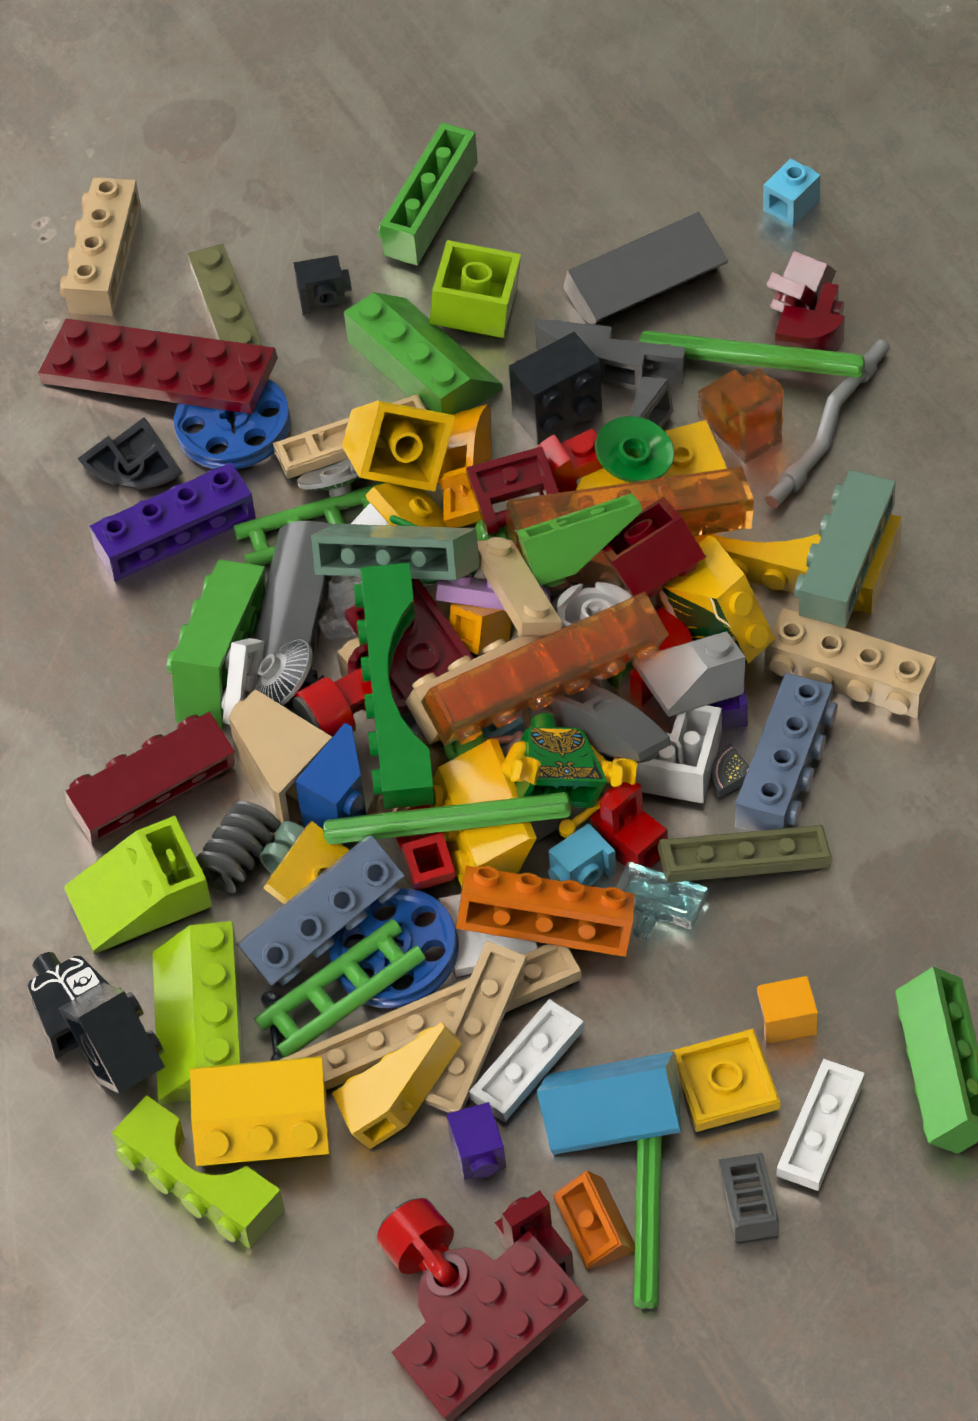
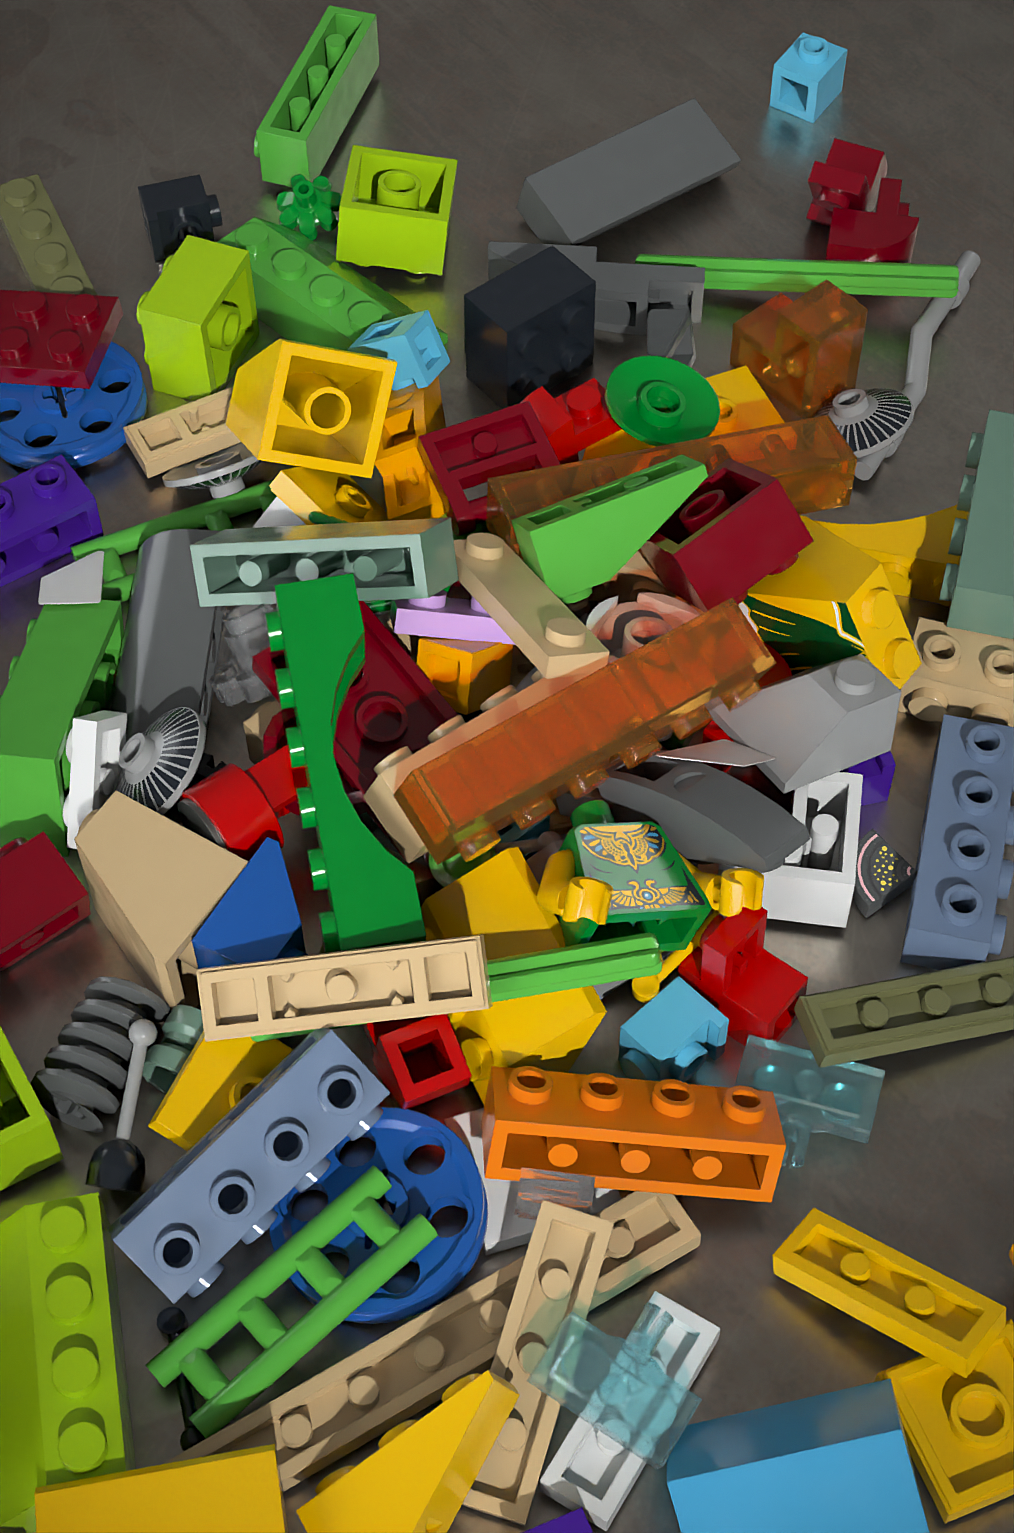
camera: 10 degrees left, 0 degrees up
(236, 551) = (74, 583): none -> white sticker
(243, 909) = (119, 1162): none -> hinge
(329, 368) = (199, 319): none -> lime brick
(382, 813) = (344, 988): none -> tan plate
(414, 279) = (309, 205): none -> green plant
(466, 400) = (410, 342): none -> medium azure brick
(498, 935) = (555, 1187): none -> clear tile
(517, 1041) = (618, 1384): none -> clear light blue plate
(630, 688) = (719, 752): none -> white sticker
(683, 1007) = (890, 1292): none -> yellow plate
(776, 467) = (870, 418): none -> dish

